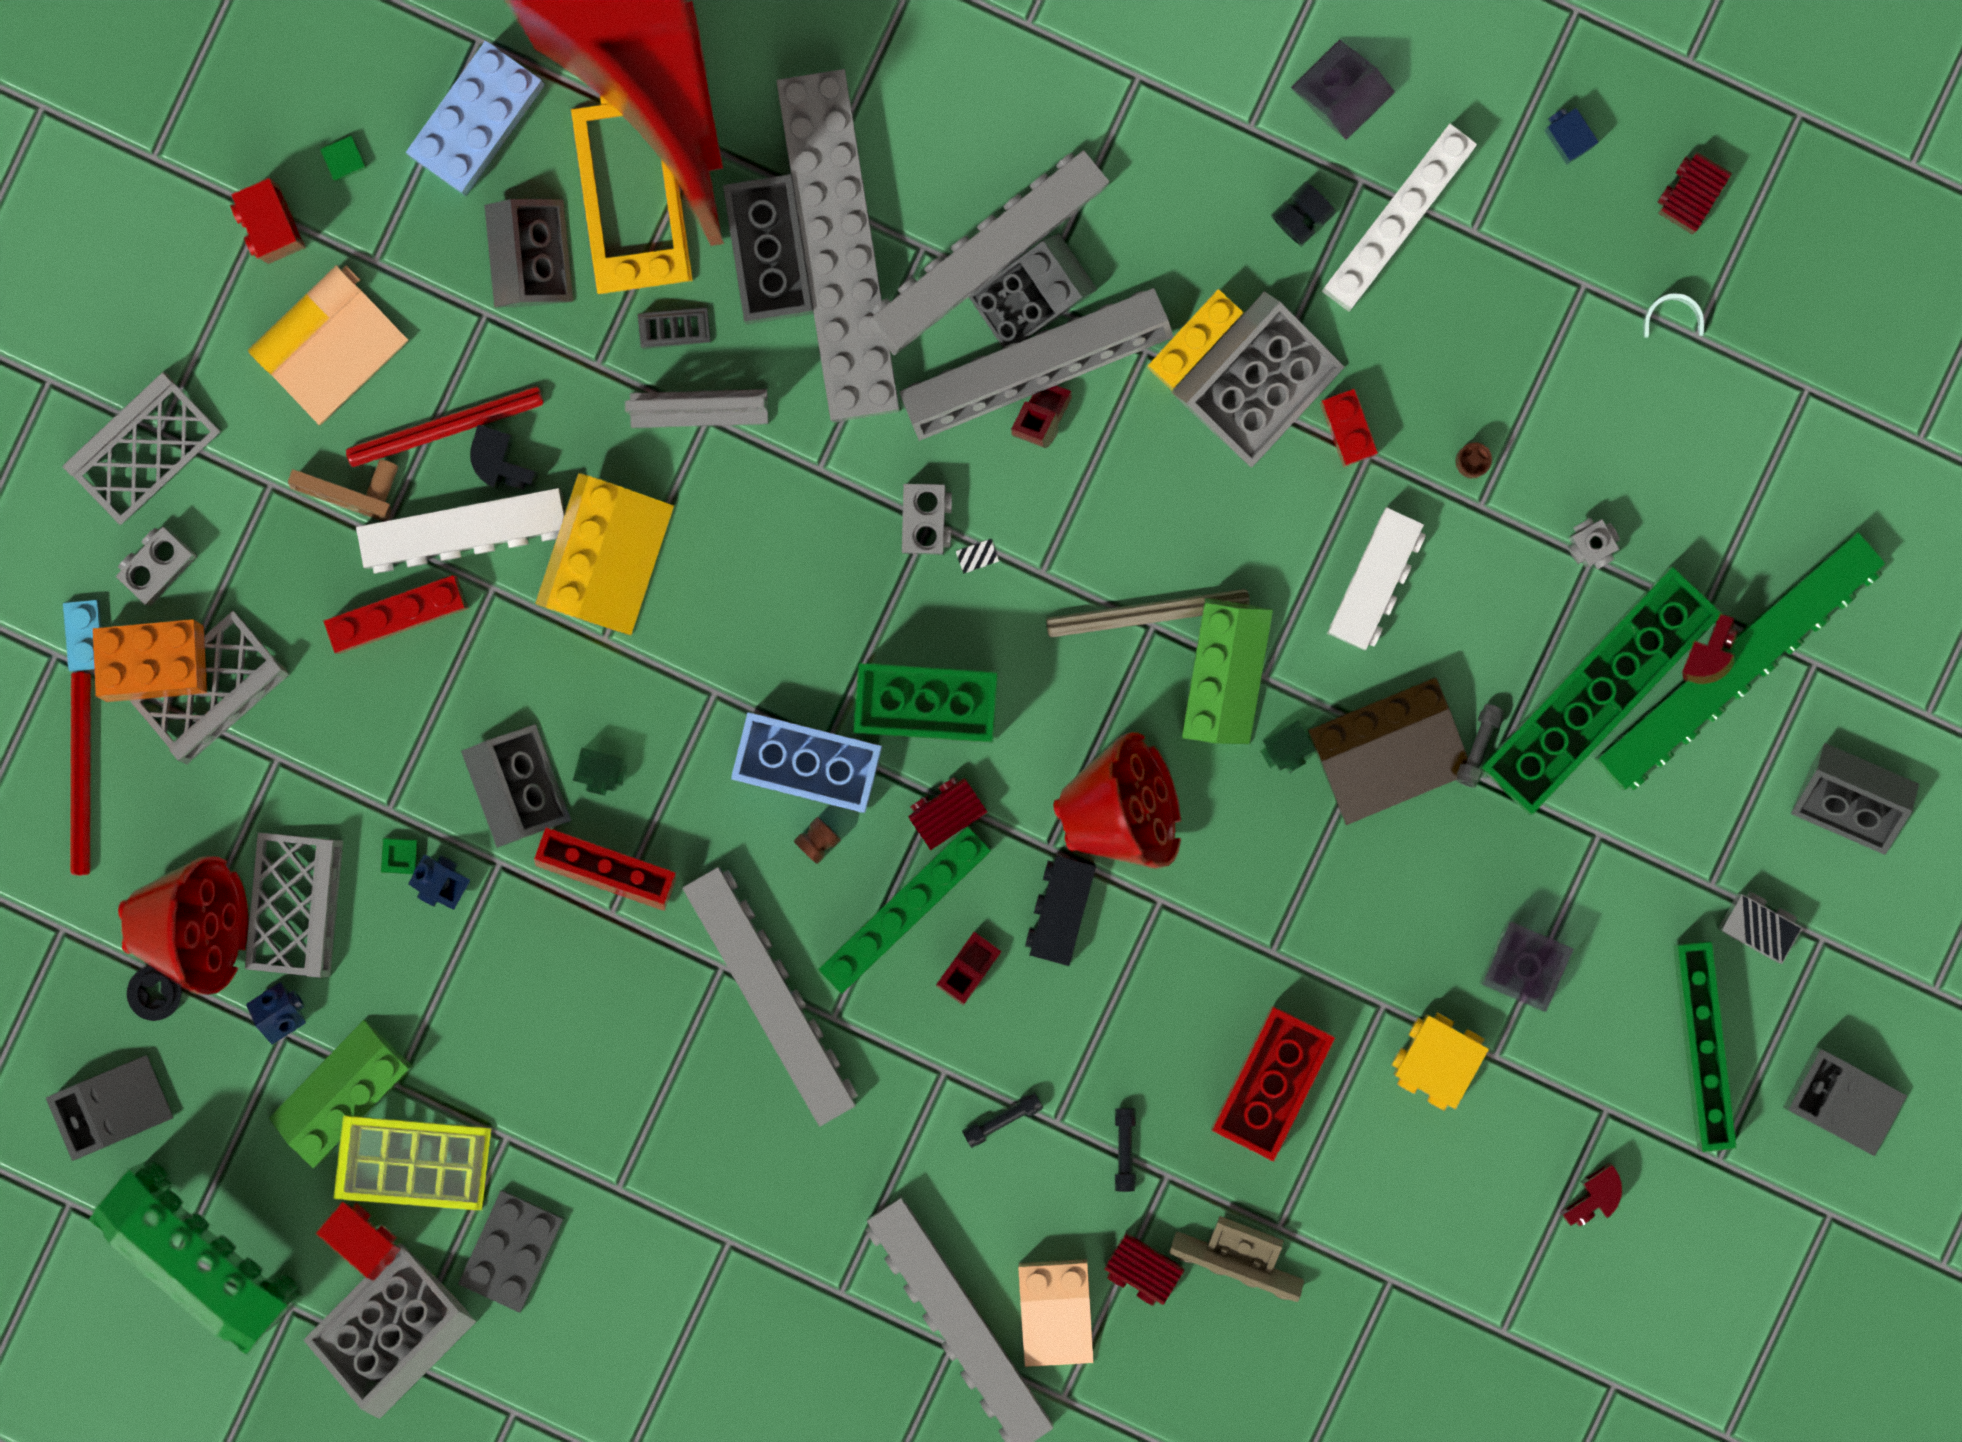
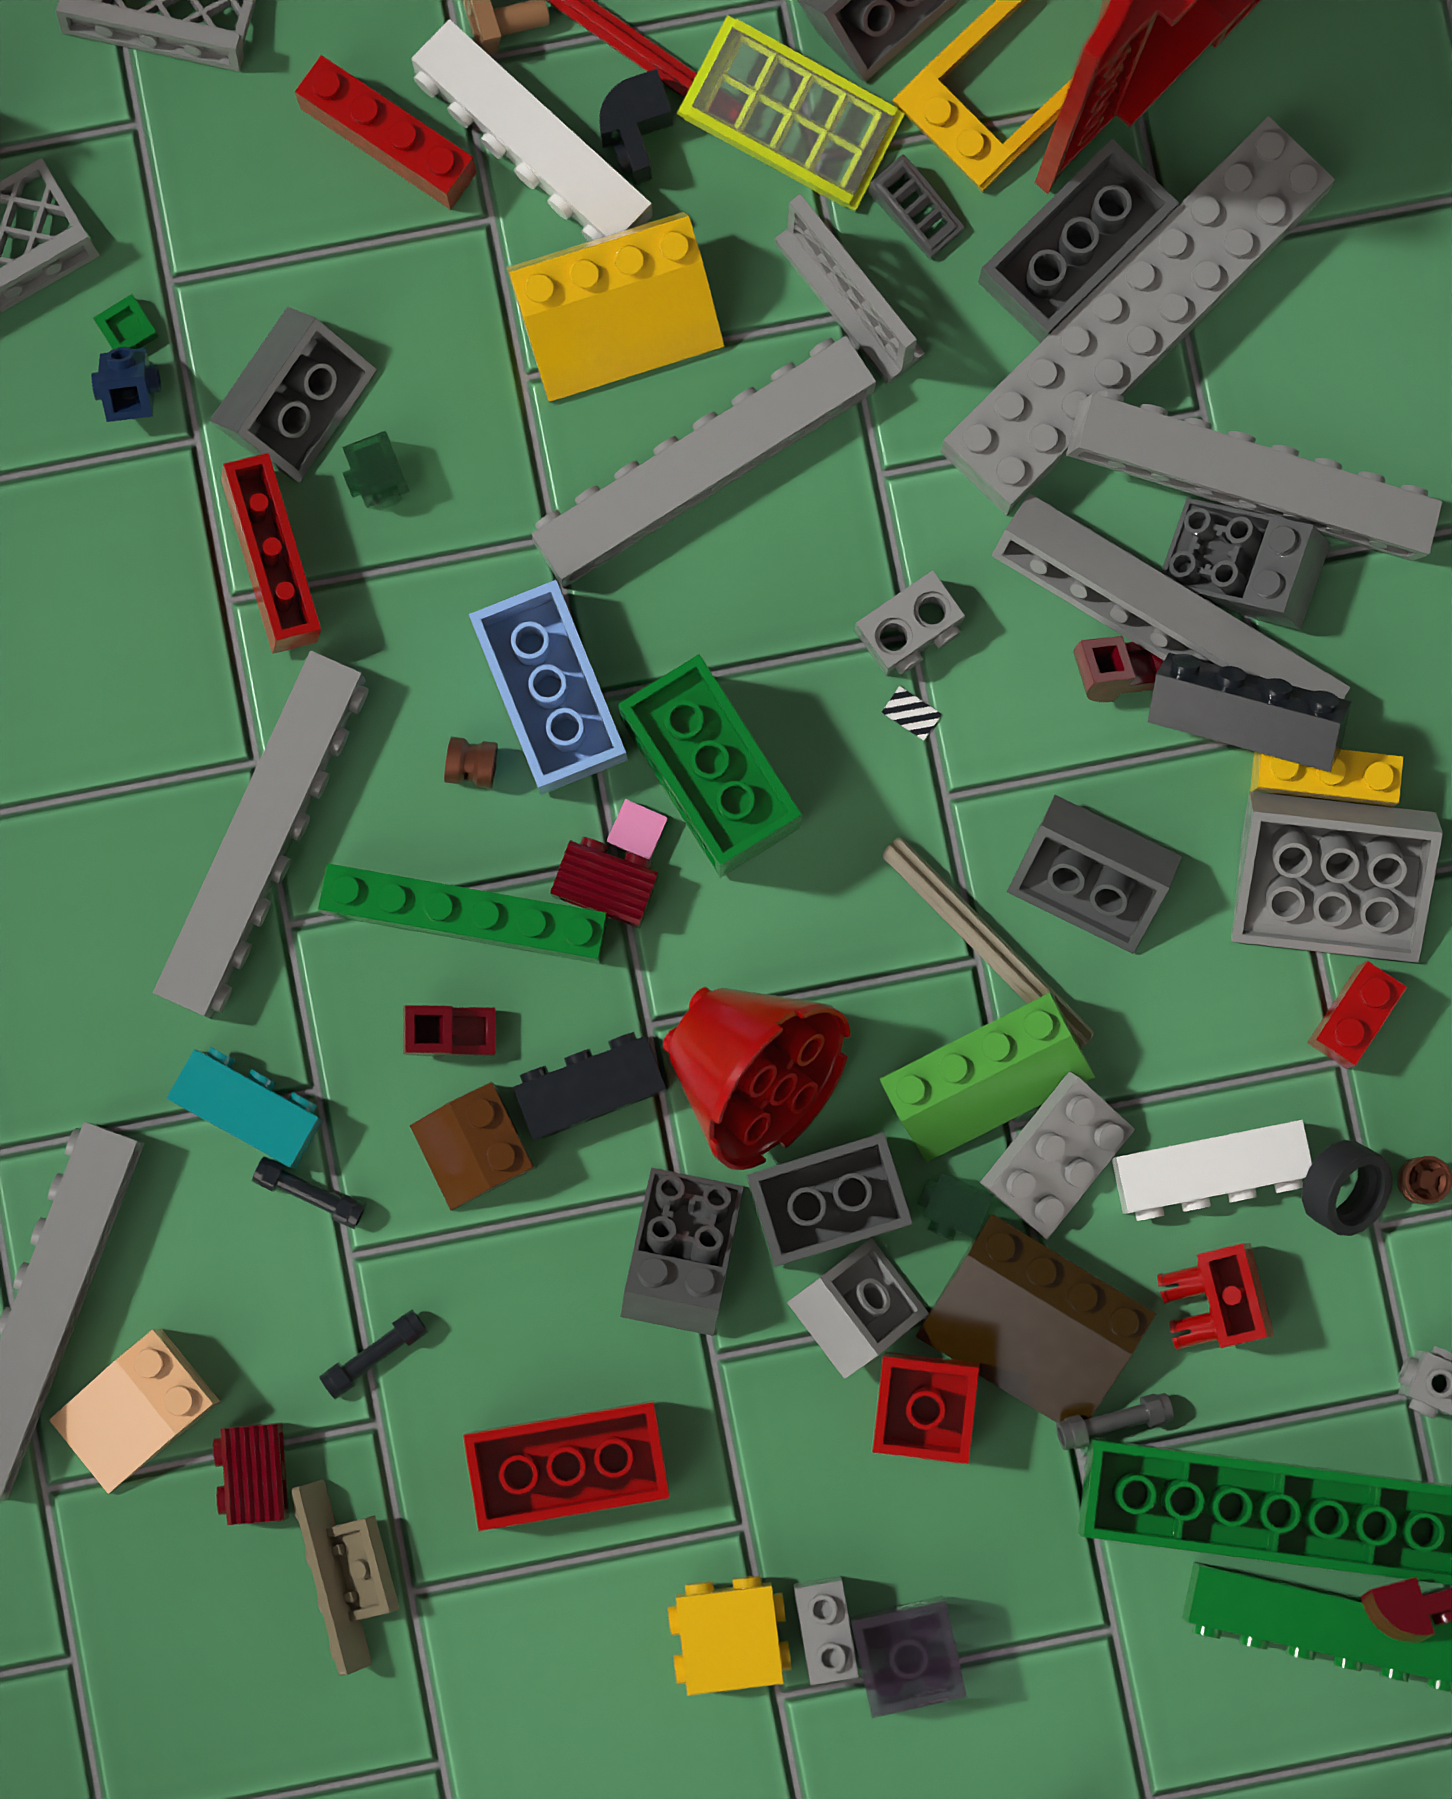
camera: 55 degrees right, 5 degrees down
(562, 362) = (790, 113): none -> clear piece
(736, 569) = (703, 461): none -> light grey brick
(925, 1120) = (246, 1106): none -> teal brick
(928, 771) = (637, 830): none -> bright pink tile
(1045, 1004) = (472, 1146): none -> reddish brown slope
(1125, 361) = (1249, 711): none -> black brick
(1153, 520) = (1094, 874): none -> dark grey slope
(1197, 925) = (681, 1251): none -> dark grey slope
(1230, 818) = (829, 1199): none -> dark grey brick
(1302, 665) = (1057, 1155): none -> light grey plate
(1305, 847) = (858, 1308): none -> light grey slope
(1391, 850) = (926, 1407): none -> red brick
(1429, 516) = (1328, 1175): none -> black tyre
(1459, 623) = (1234, 1296): none -> red brick
(1477, 1002) = (825, 1630): none -> light grey brick

